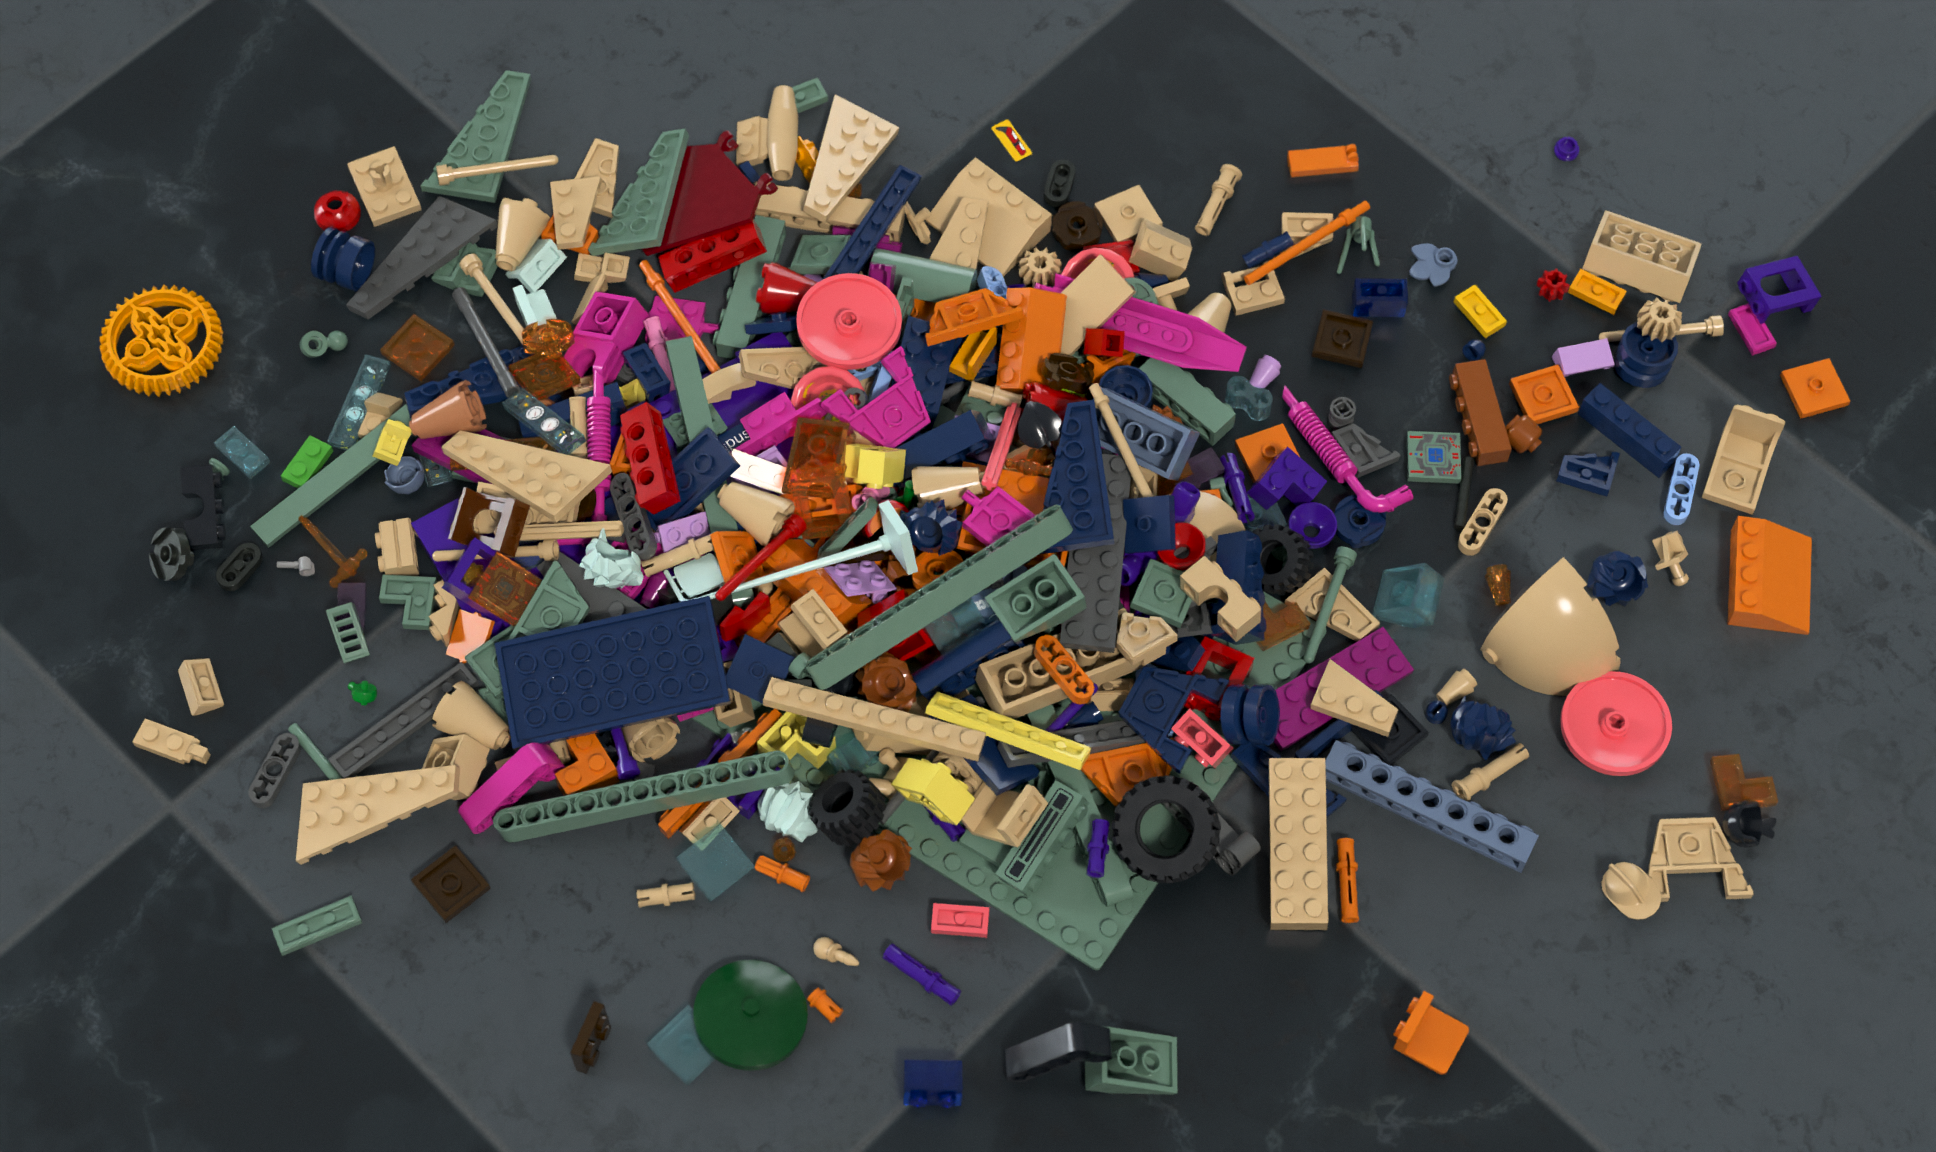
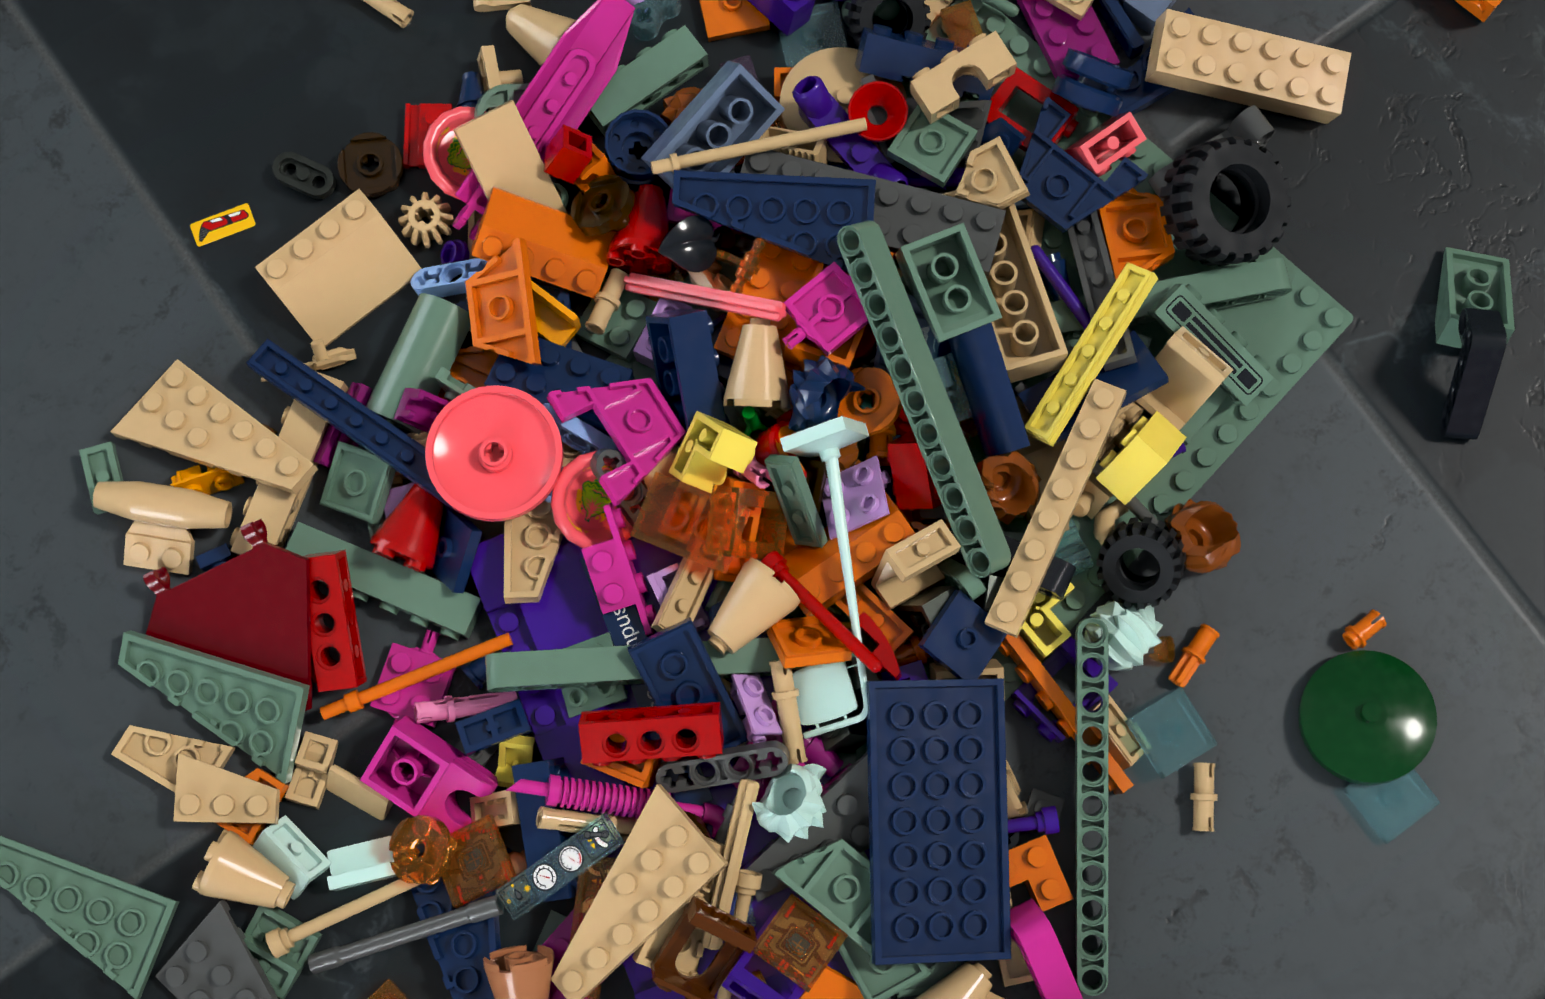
camera: 80 degrees left, 15 degrees up
(447, 174) = (131, 959): tan piece -> none
(593, 1031) = (1376, 901): dark brown plate -> none
(722, 383) = (535, 626): tan slope -> none
(826, 949) = (1291, 619): tan bar -> none
(927, 978) = (1348, 505): dark purple pin -> none
(932, 1083) = (1479, 520): clear blue brick -> none
(960, 920) = (1279, 459): coral plate -> none
(963, 235) = (365, 304): tan wing -> none
(1063, 657) = (1040, 255): orange beam -> none
(1098, 848) = (1234, 283): dark purple pin -> none
(1125, 212) = (366, 102): tan plate -> none
(1149, 524) = (850, 138): dark blue plate -> none
(1161, 250) = (430, 69): tan slope -> none
(1219, 483) = (765, 67): sand green hand -> none
(1234, 480) = (777, 46): dark purple pin -> none
(1347, 876) = (1287, 27): orange pin -> none

